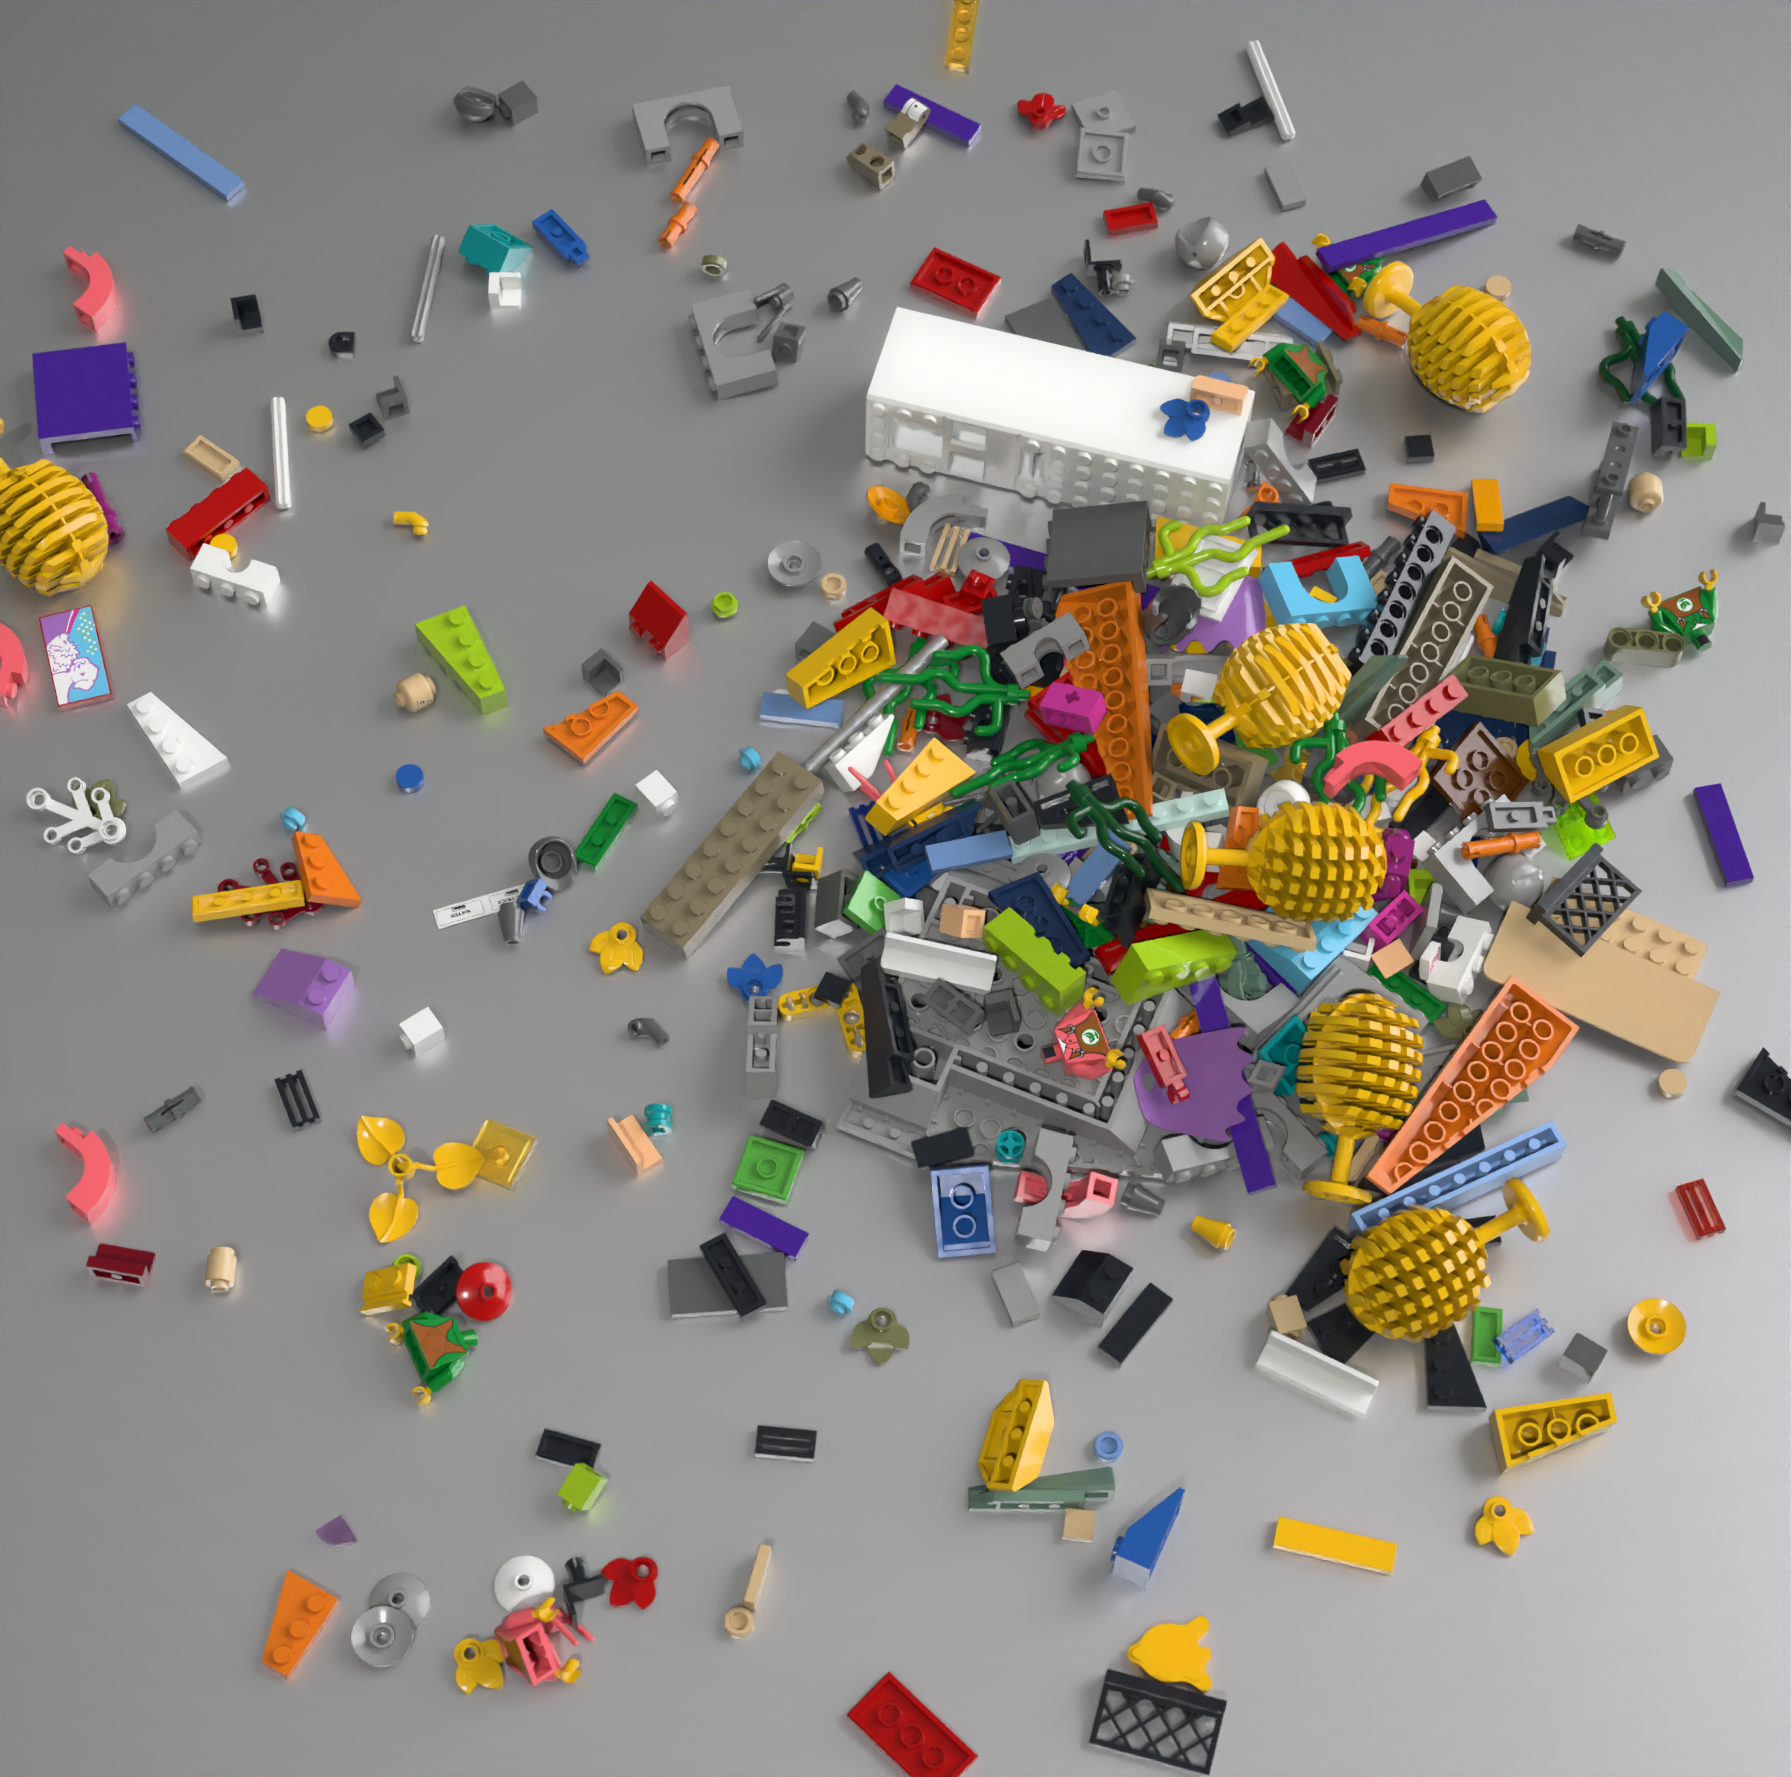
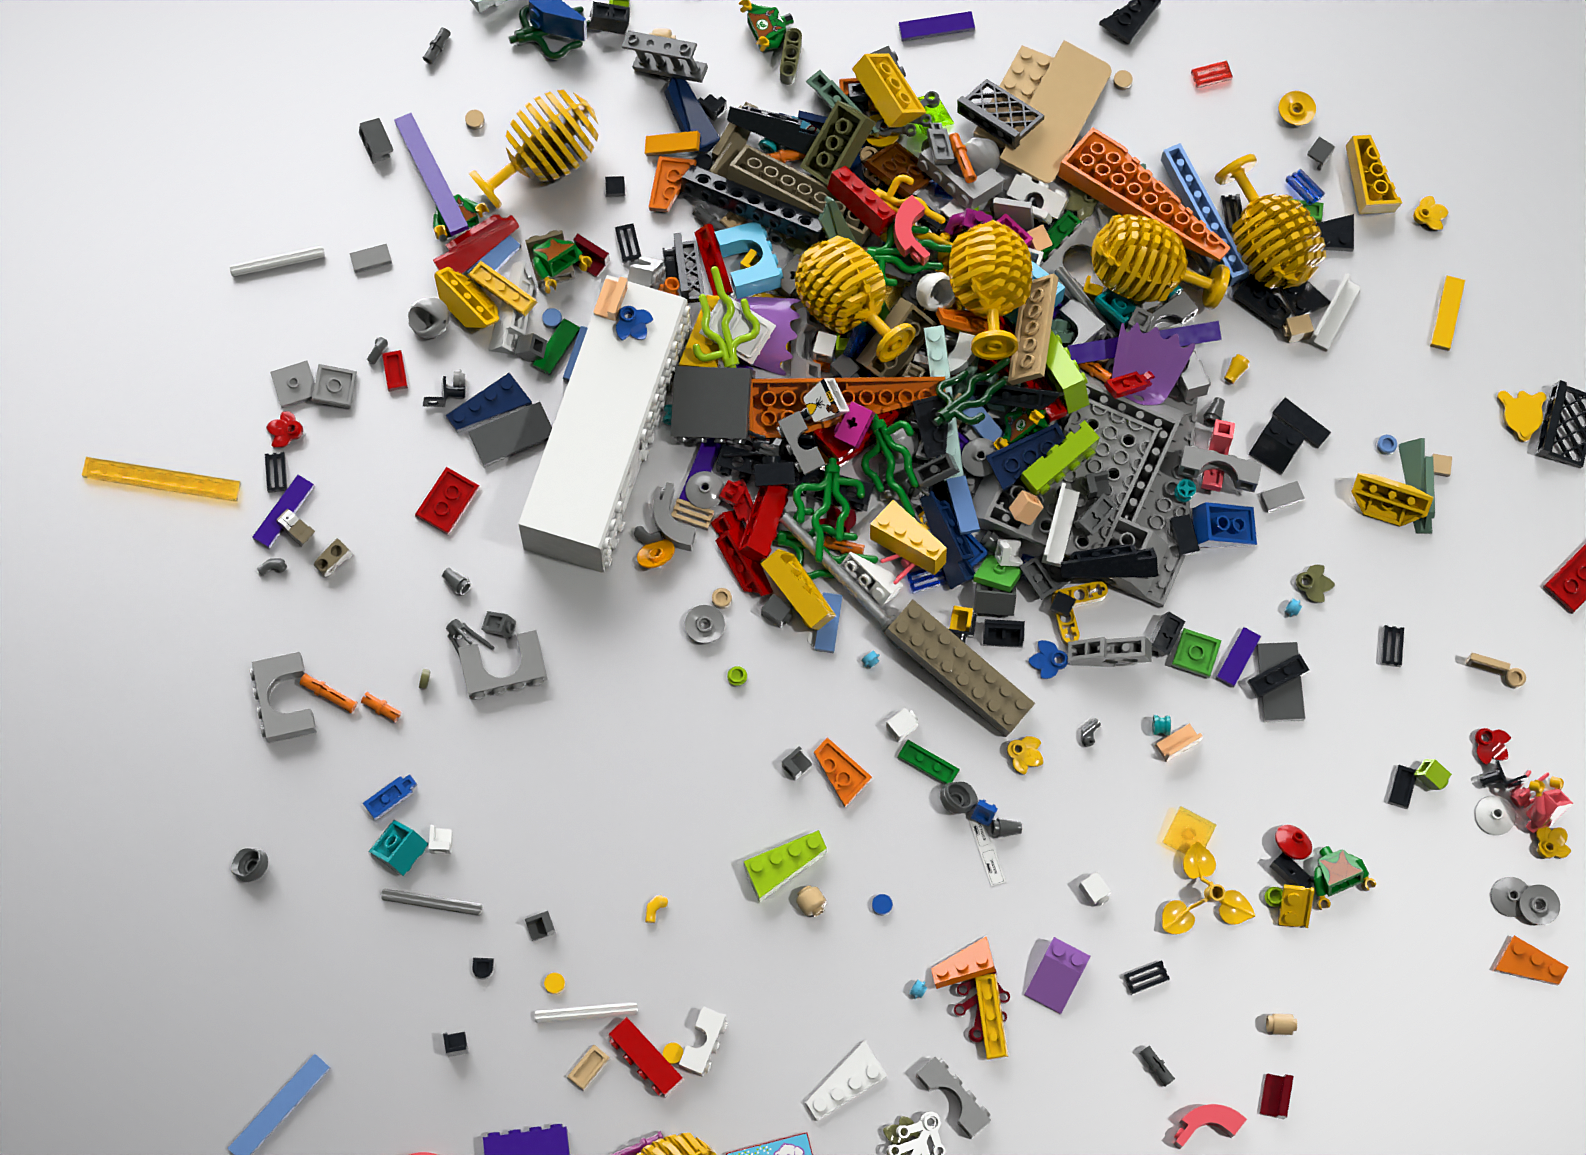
camera: 90 degrees left, 10 degrees up
(336, 1533) = (1466, 939): clear purple tile -> none
(367, 430) = (569, 944): black plate -> none
(517, 103) = (252, 832): dark grey brick -> none
(659, 622) = (758, 720): red slope -> none
(882, 564) = (703, 562): black bar -> none
(983, 102) = (275, 456): none -> black tile
(1081, 1042) = (1123, 432): torso -> none
(1100, 661) = (824, 402): none -> white torso
(1141, 1546) = (1456, 419): blue slope -> none
(1171, 614) = (773, 357): dark grey hair -> none
(1245, 118) = (301, 280): black slope -> none
(1382, 331) = (511, 200): orange pin -> none

